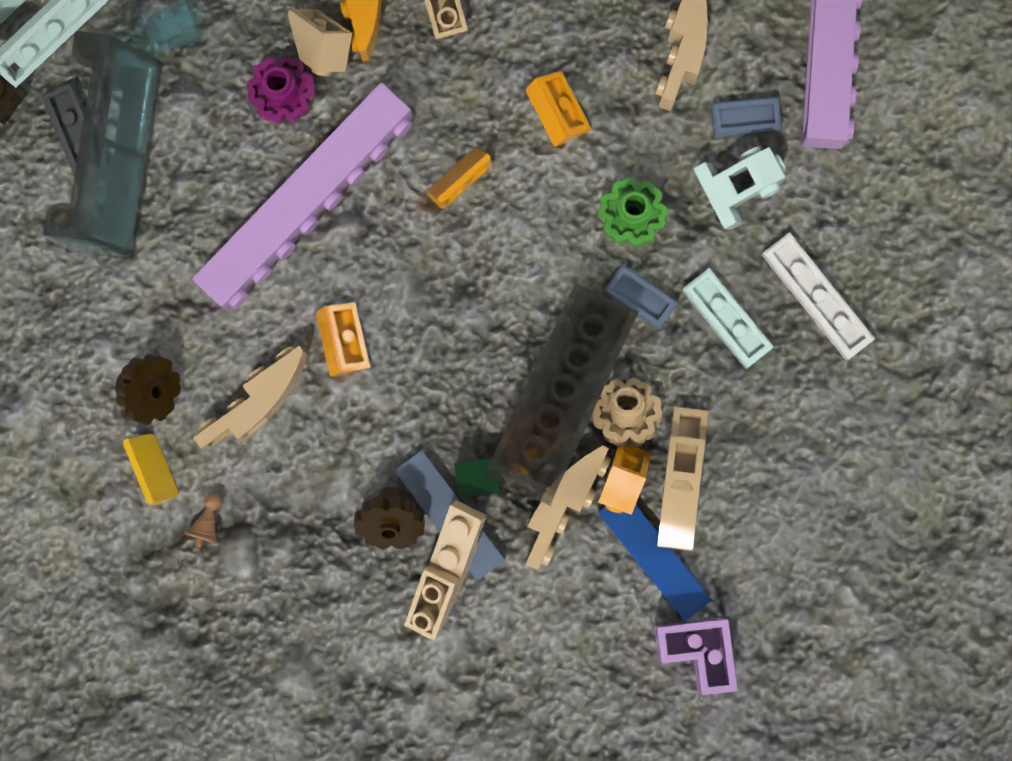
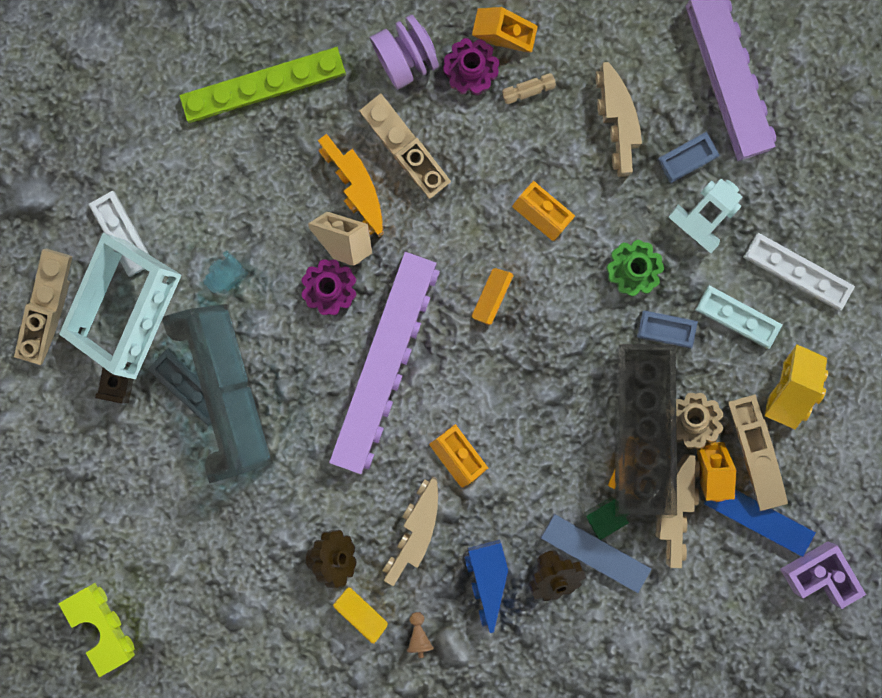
camera: 25 degrees left, 5 degrees up
(318, 483) = (490, 574): none -> blue slope
(446, 570) = (613, 597): tan slope -> none
(761, 421) = (799, 387): none -> yellow brick

